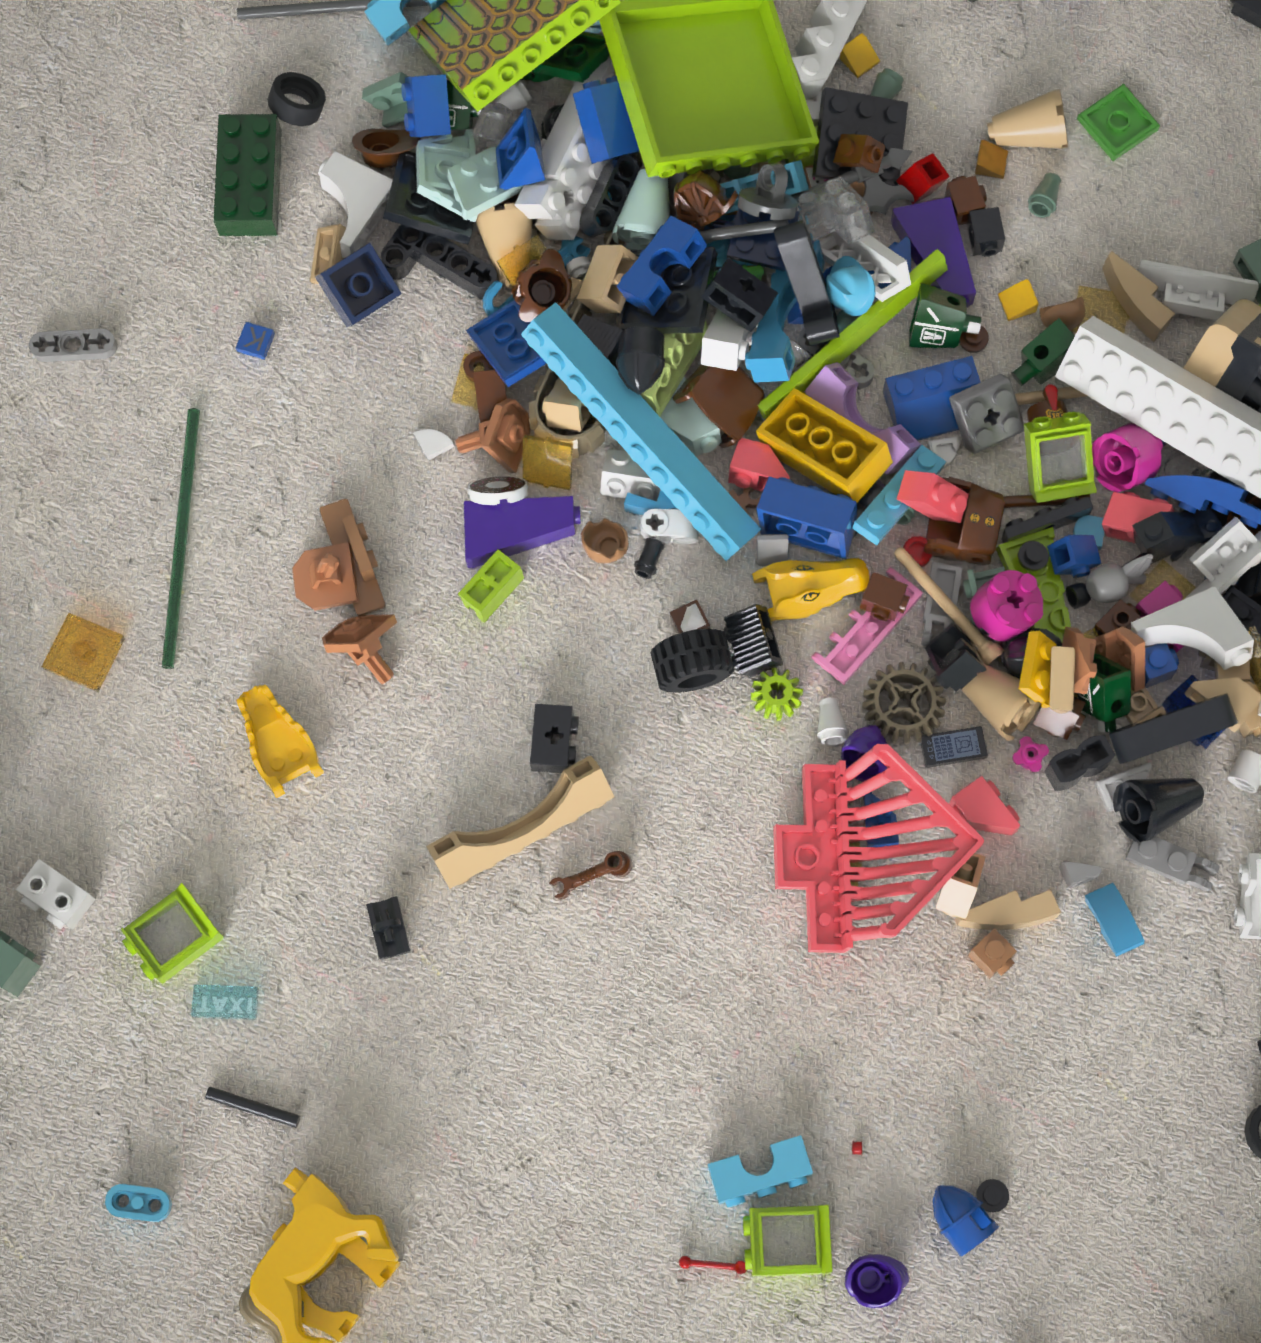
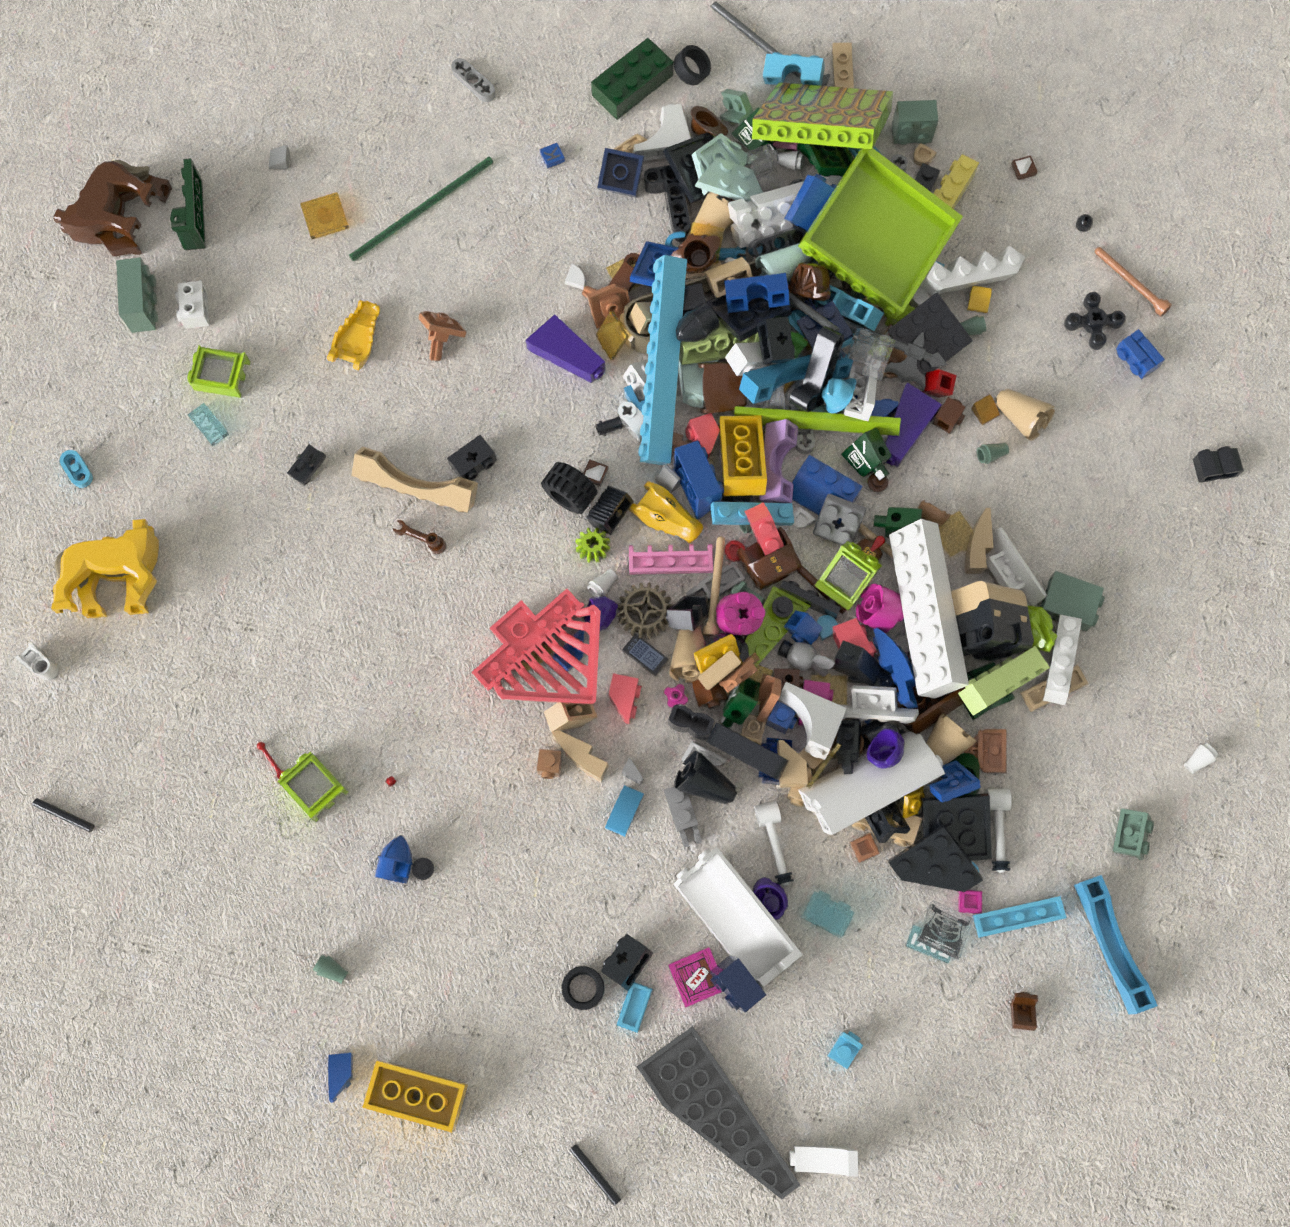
camera: 45 degrees right, 0 degrees up
(252, 1107) = (167, 480): black bar -> none
(326, 577) = (459, 287): nougat piece -> none
(342, 529) = (482, 291): medium nougat bracket -> none
(426, 105) = (740, 120): blue brick -> none
(491, 585) = (524, 365): lime hinge -> none
(495, 488) = (578, 325): white tile -> none
(520, 154) = (756, 182): blue slope -> none
(604, 541) = (597, 397): medium nougat hair -> none
(734, 1182) = (351, 753): medium azure arch -> none
(769, 197) = (842, 309): dark grey tile -> none
(859, 151) = (918, 338): reddish brown bracket -> none
(867, 1280) = (327, 845): dark purple hair -> none
(884, 597) = (689, 552): reddish brown brick -> none
(985, 231) = (941, 439): black brick -> none
(1018, 300) = (920, 487): yellow slope -> none
(1118, 122) = (1071, 455): bright green tile -> none

